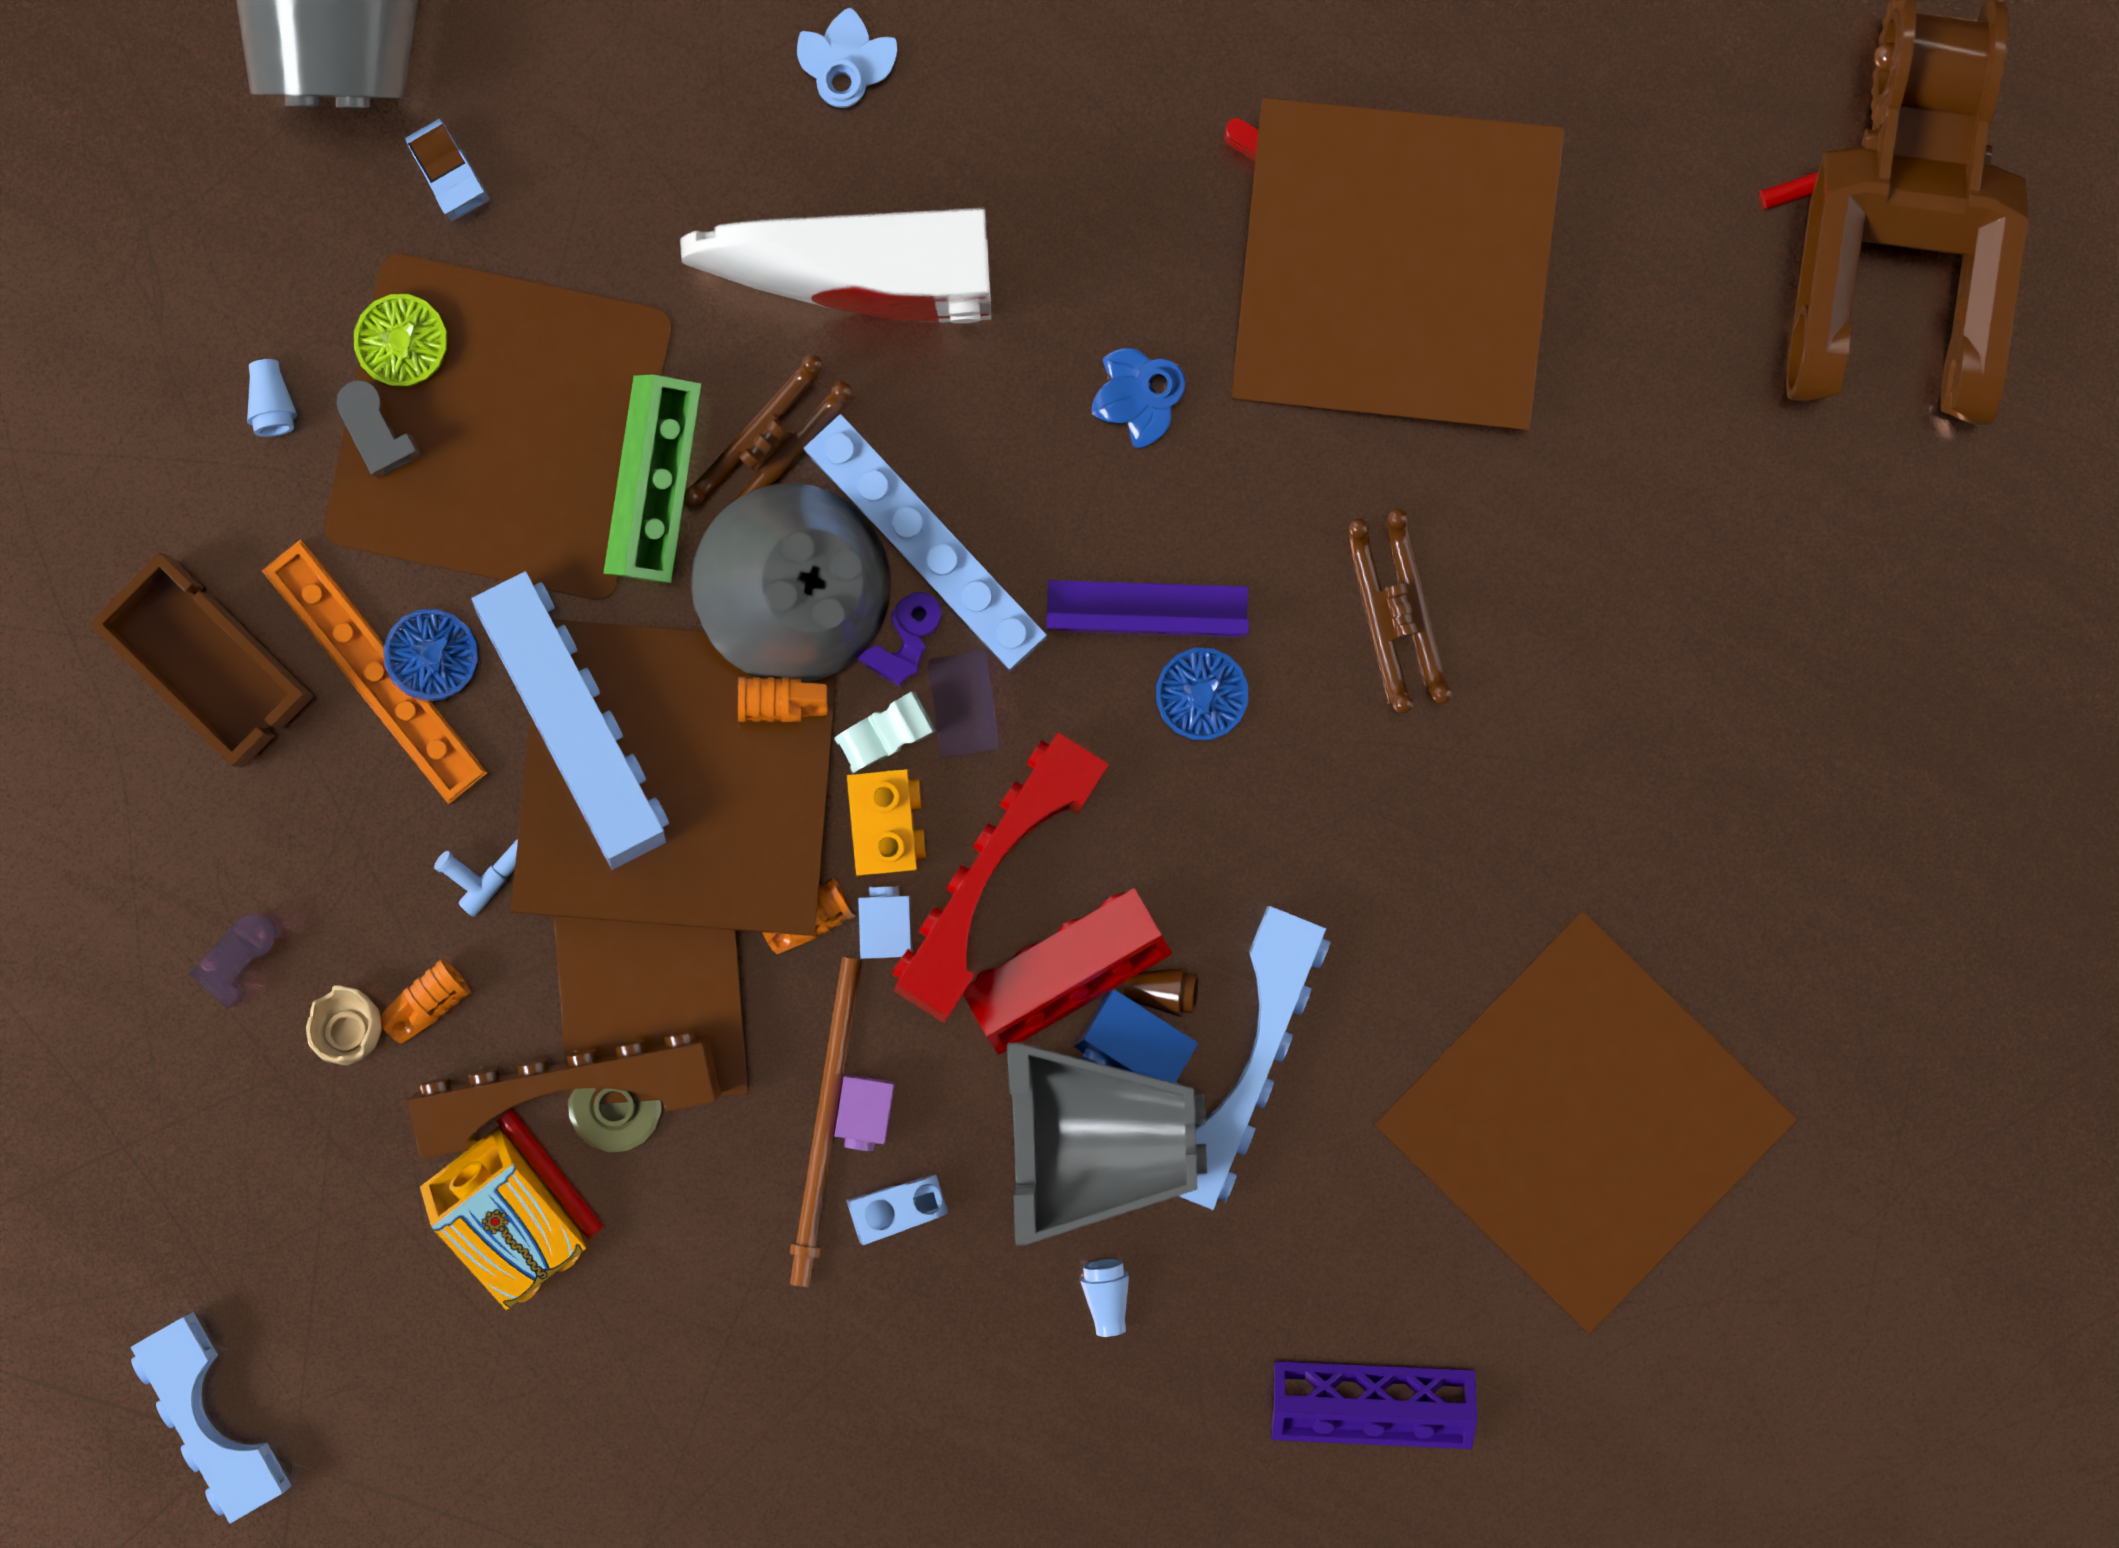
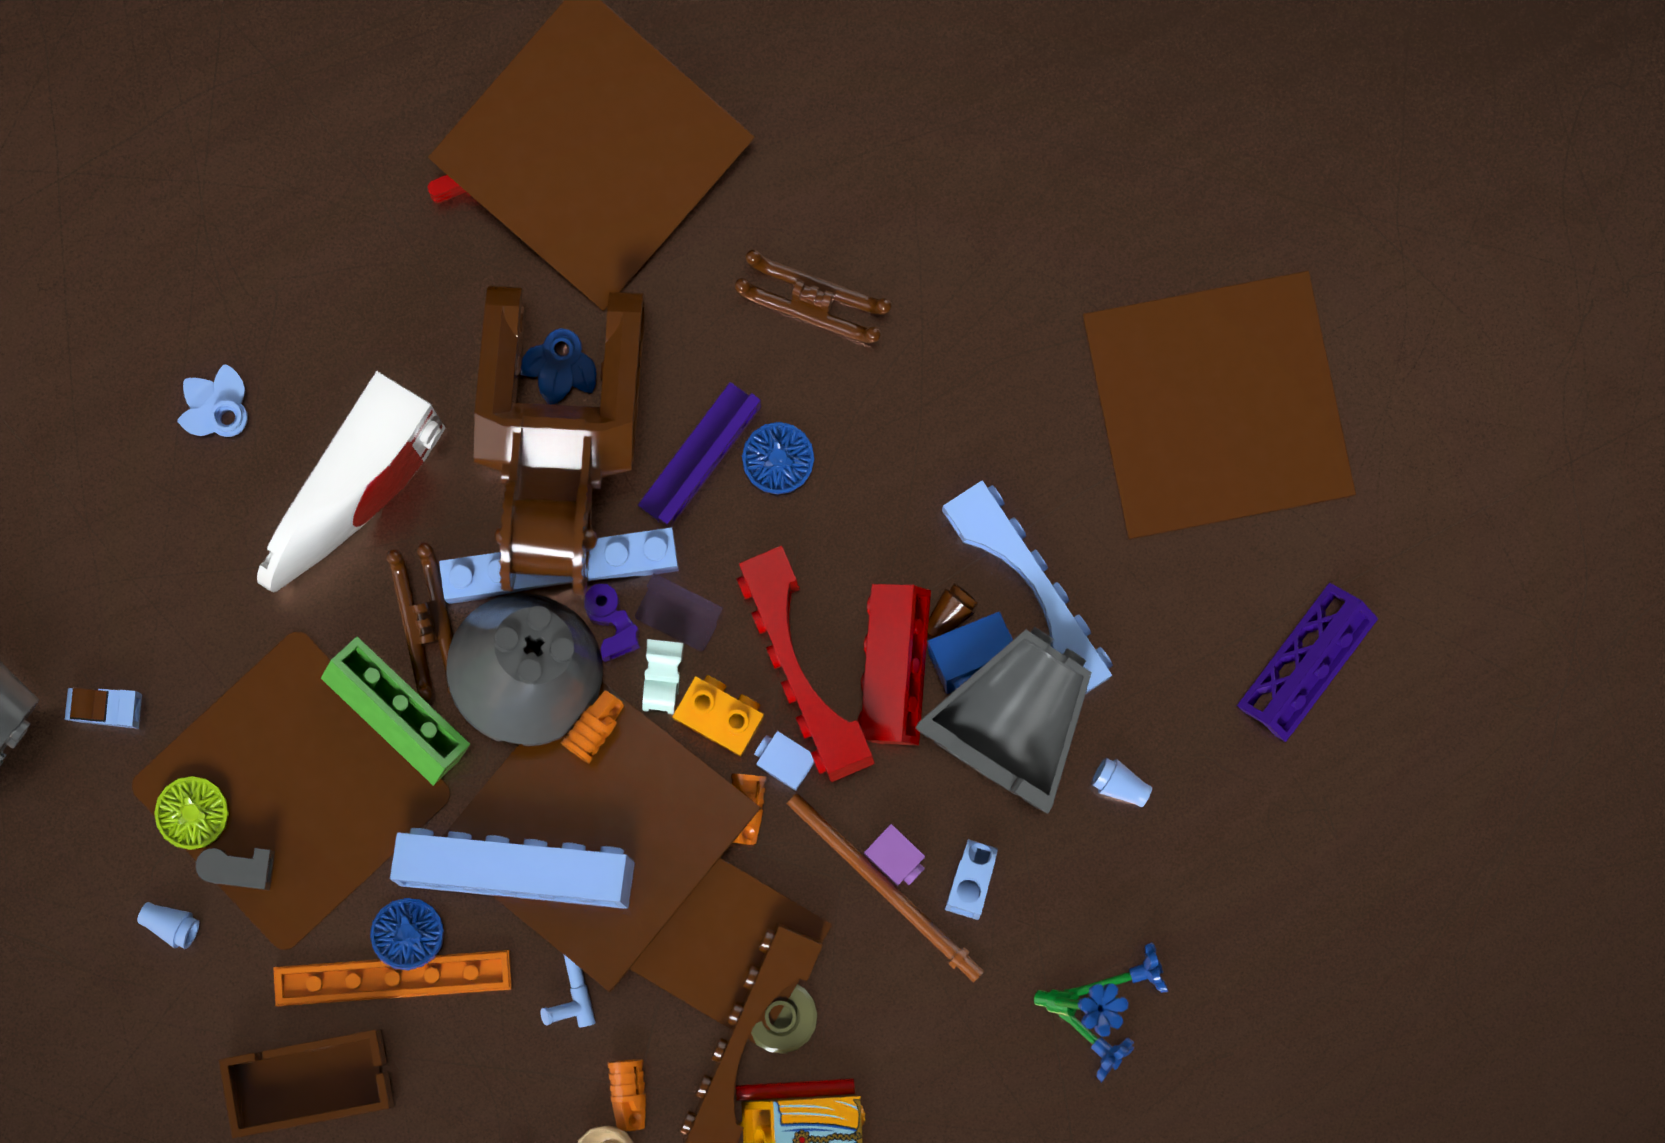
camera: 55 degrees left, 5 degrees down
(849, 1443) = (1102, 1008): none -> blue plant
(1036, 454) = (553, 451): none -> reddish brown arm

